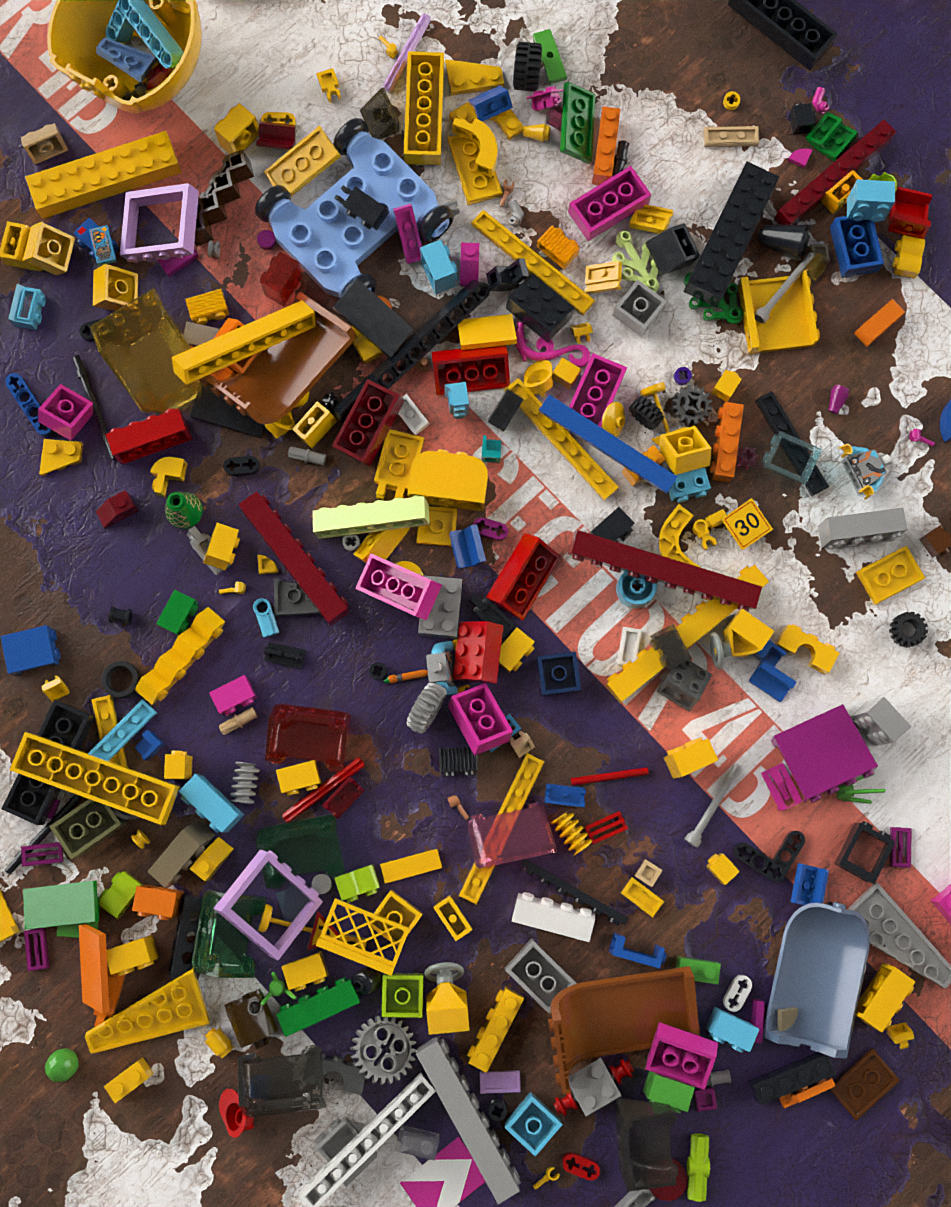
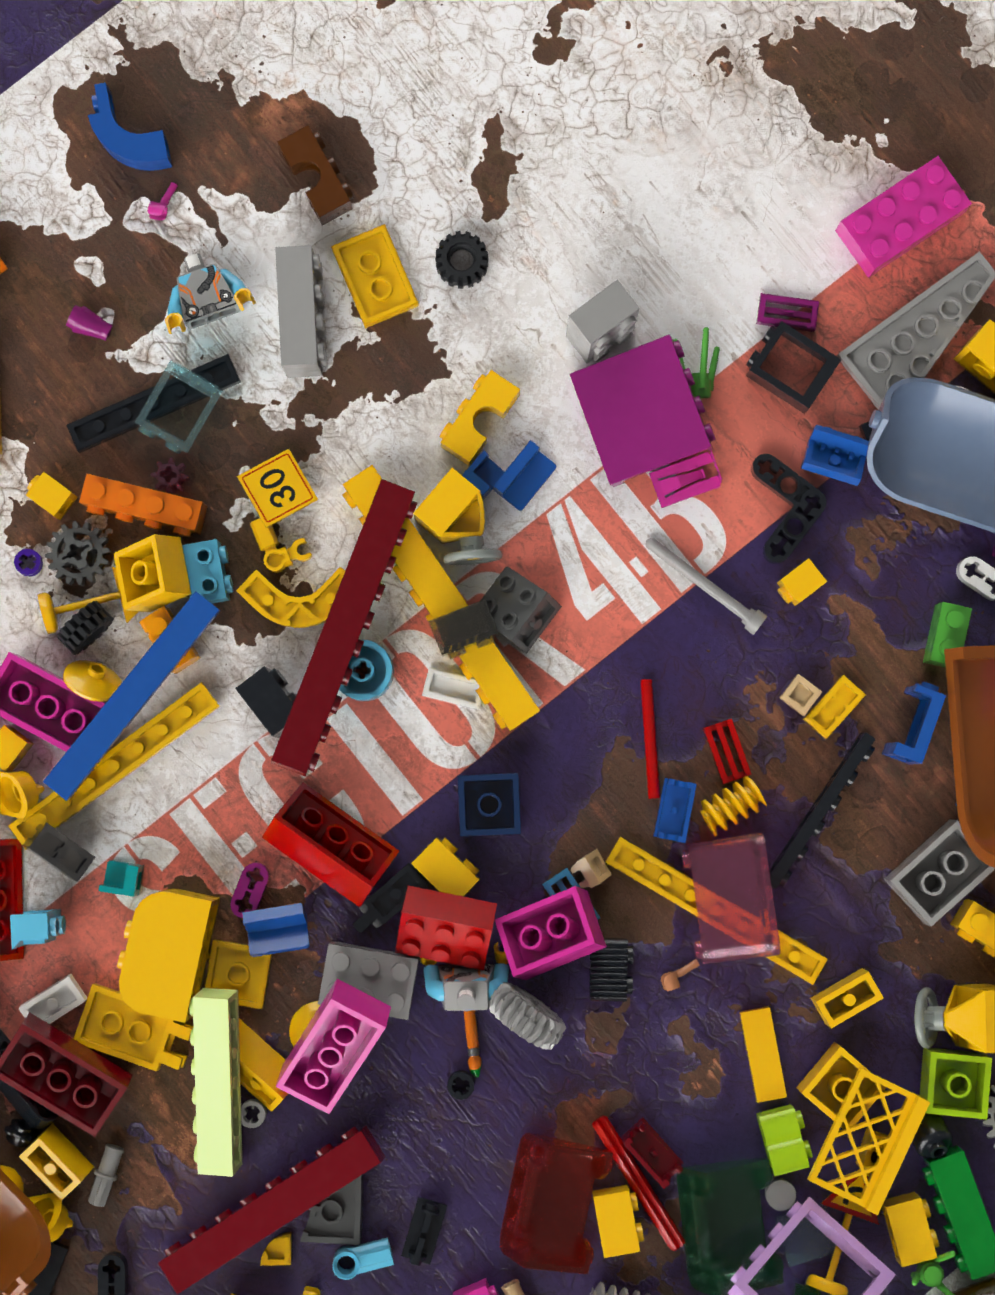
camera: 80 degrees left, 5 degrees up
(553, 916) = (855, 844): white brick -> none
(690, 758) = (635, 615): yellow brick -> none

